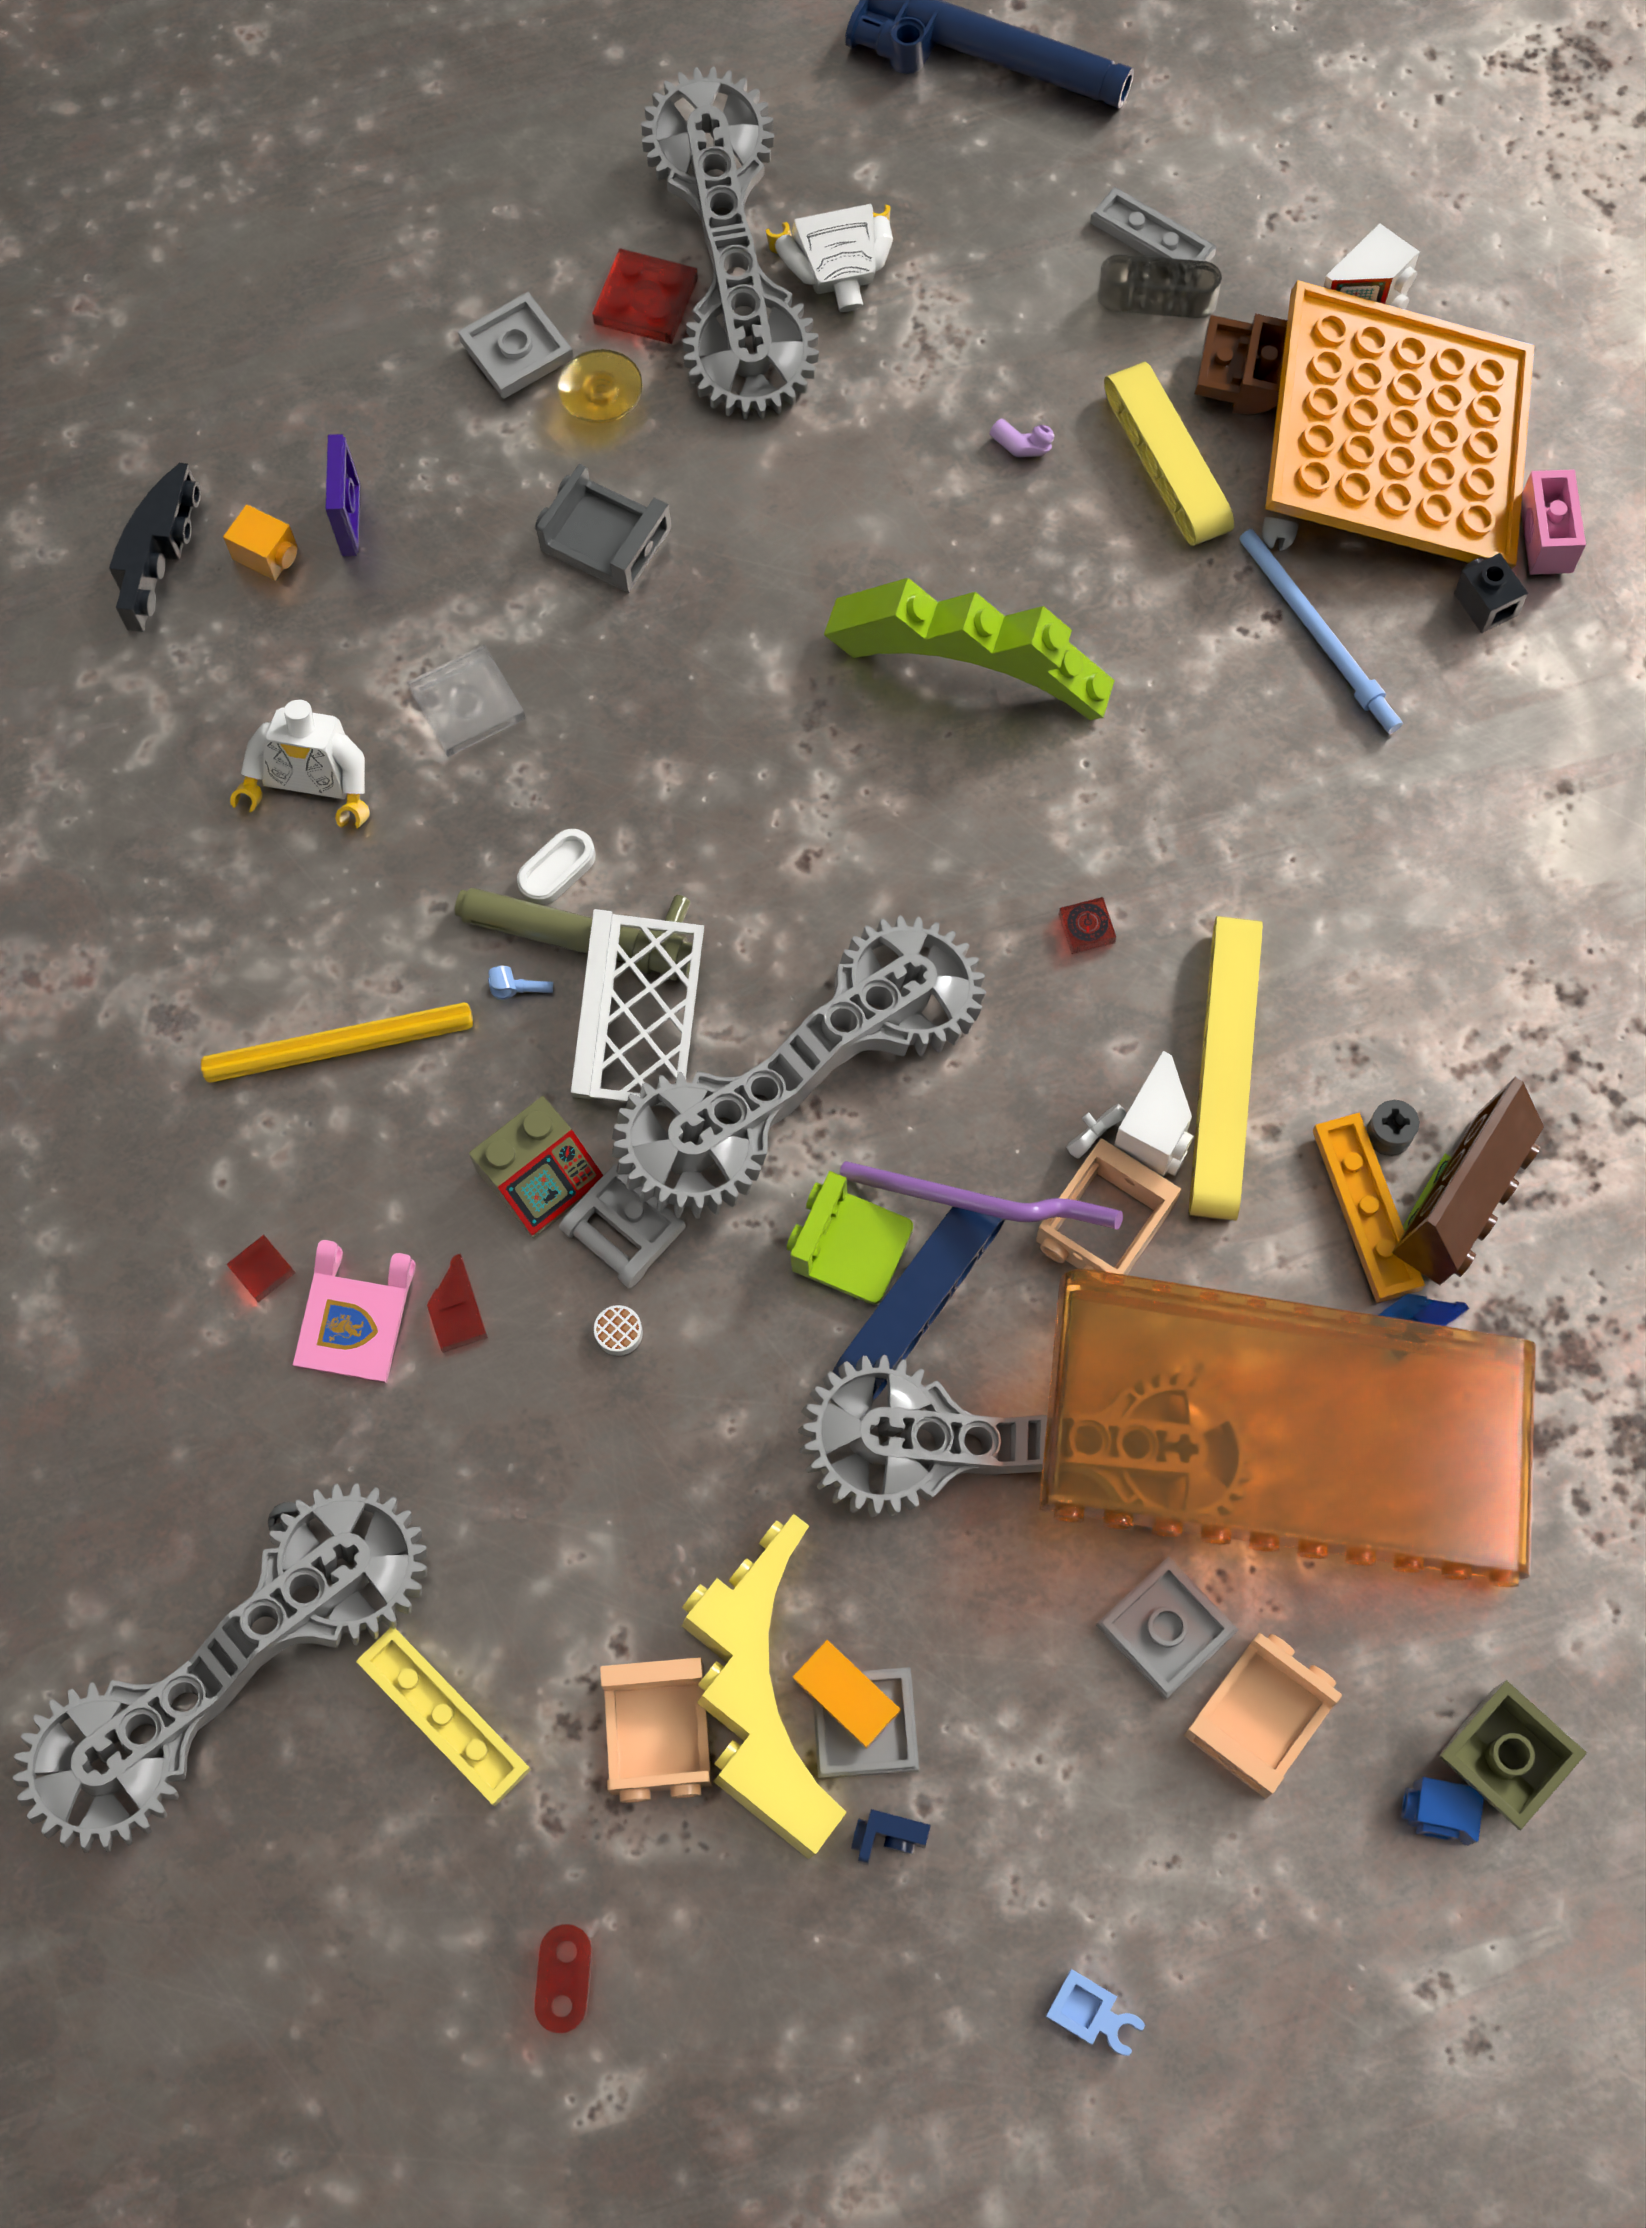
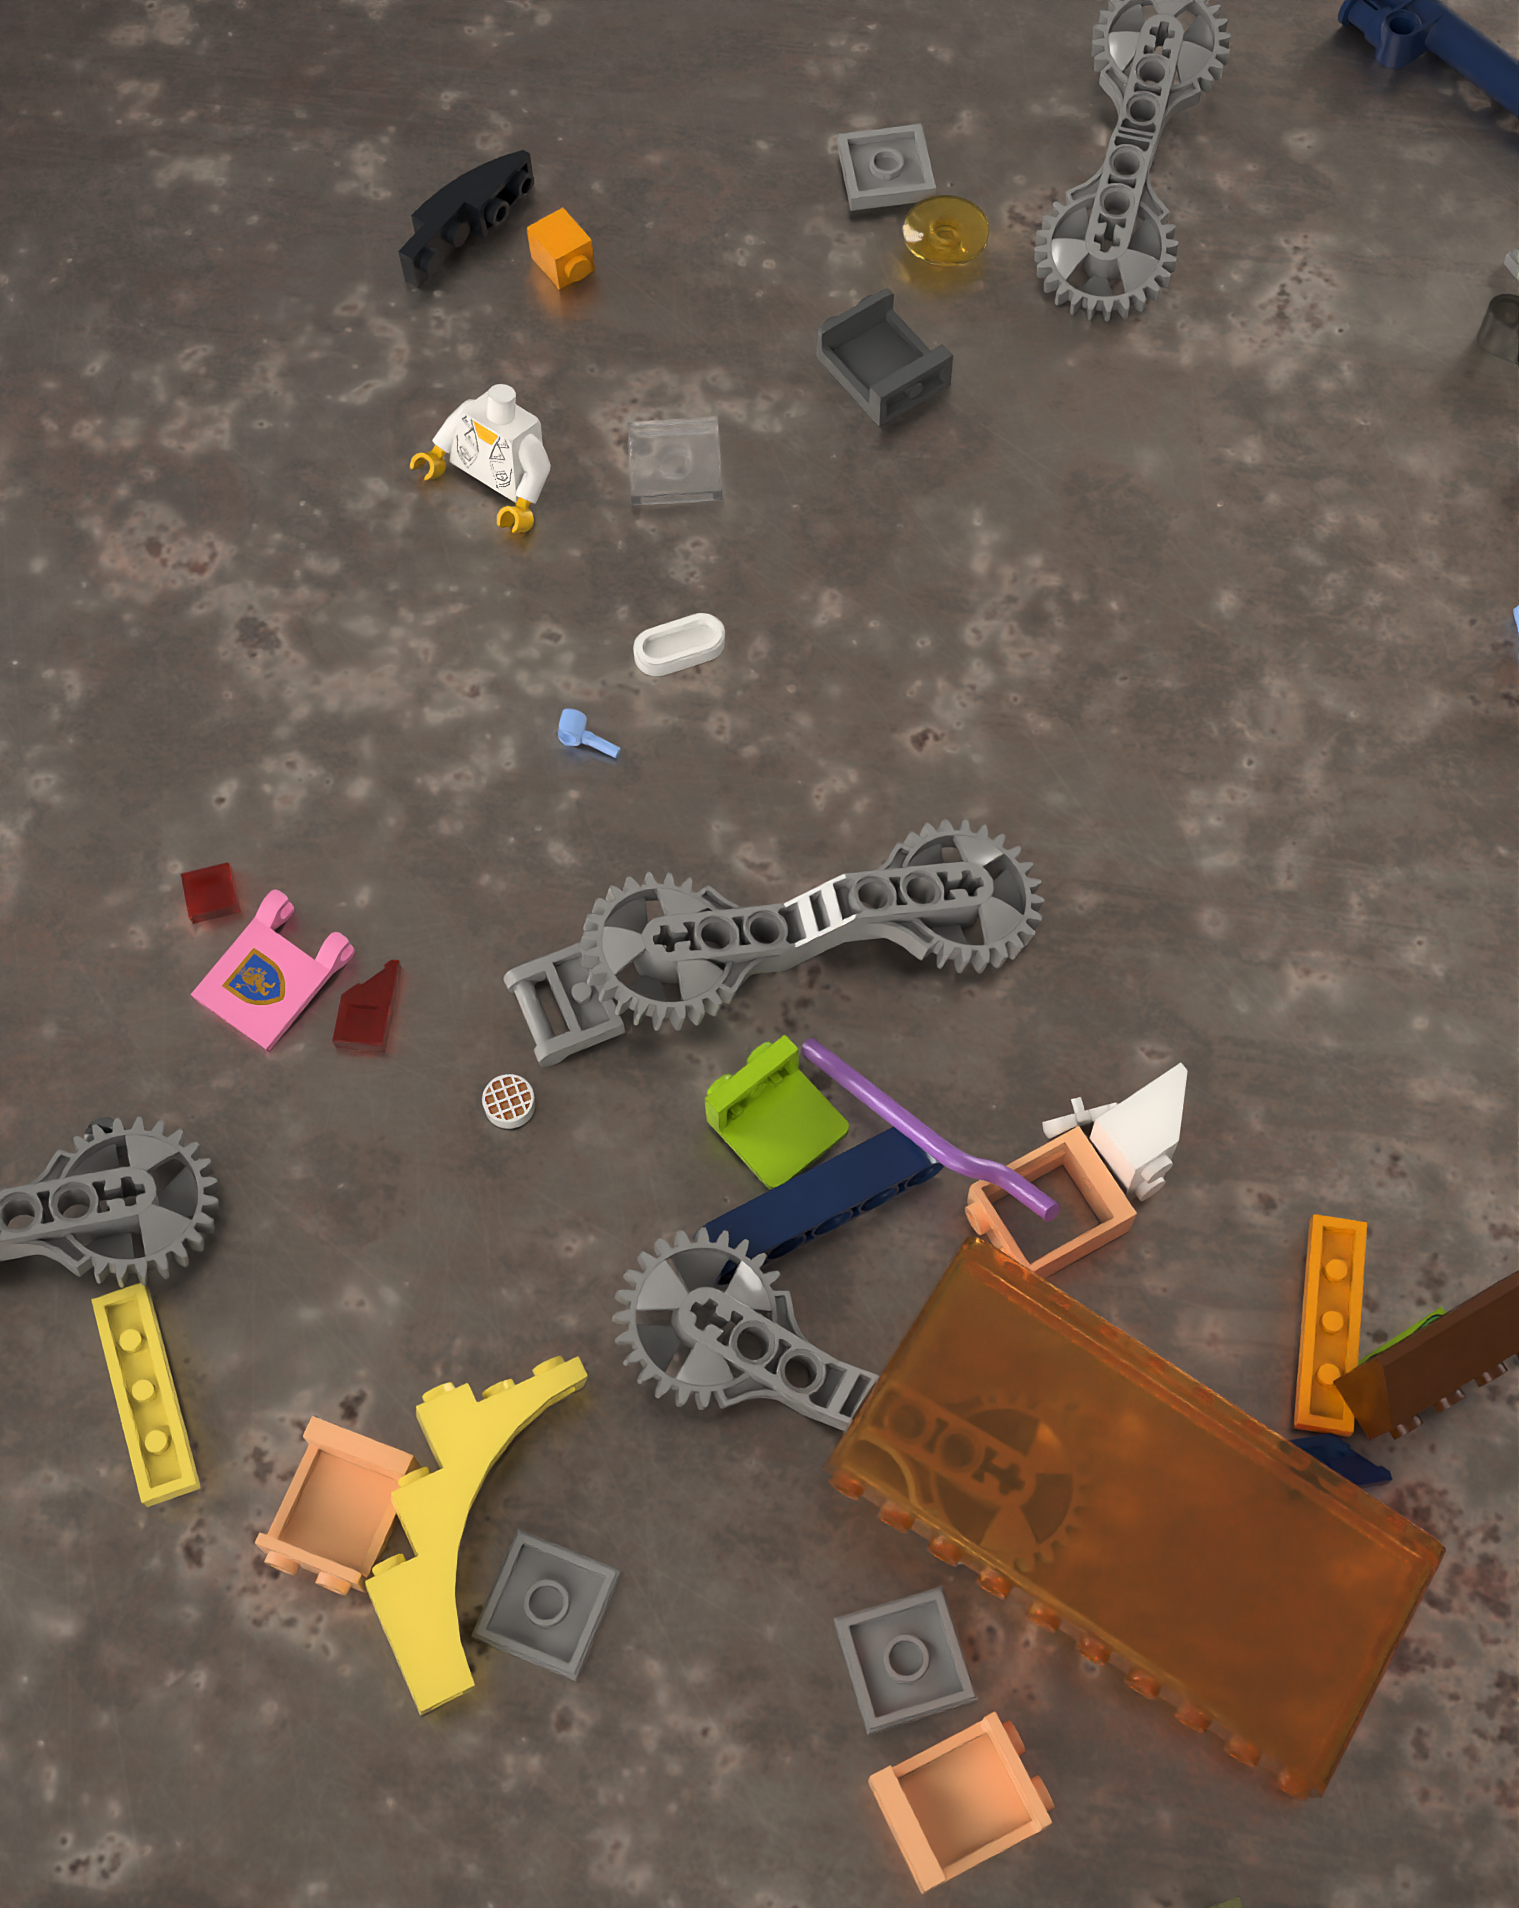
camera: 25 degrees right, 5 degrees down
(336, 1042) = (392, 717): yellow axle -> none
(342, 495) = (653, 232): dark purple tile -> none
(536, 1166) = (510, 909): olive slope -> none
(563, 1978) = (116, 1711): clear red plate -> none
(568, 928) = (719, 751): olive cylinder -> none
(599, 993) = (652, 770): white fence -> none
(645, 296) = (1031, 170): clear red plate -> none
(836, 250) = (1235, 192): white torso -> none
(846, 1694) = (540, 1565): light orange tile -> none
(899, 1834) = (520, 1737): dark blue bracket -> none
(969, 629) = (1185, 577): lime arch -> none
(1023, 445) = (1345, 442): lavender arm -> none
(1087, 925) = (1172, 916): clear red tile -> none
(1169, 454) = (1478, 502): light yellow beam -> none
(1226, 1069) = (1245, 1118): light yellow beam -> none
(1388, 1138) = (1389, 1264): dark grey wheel -> none

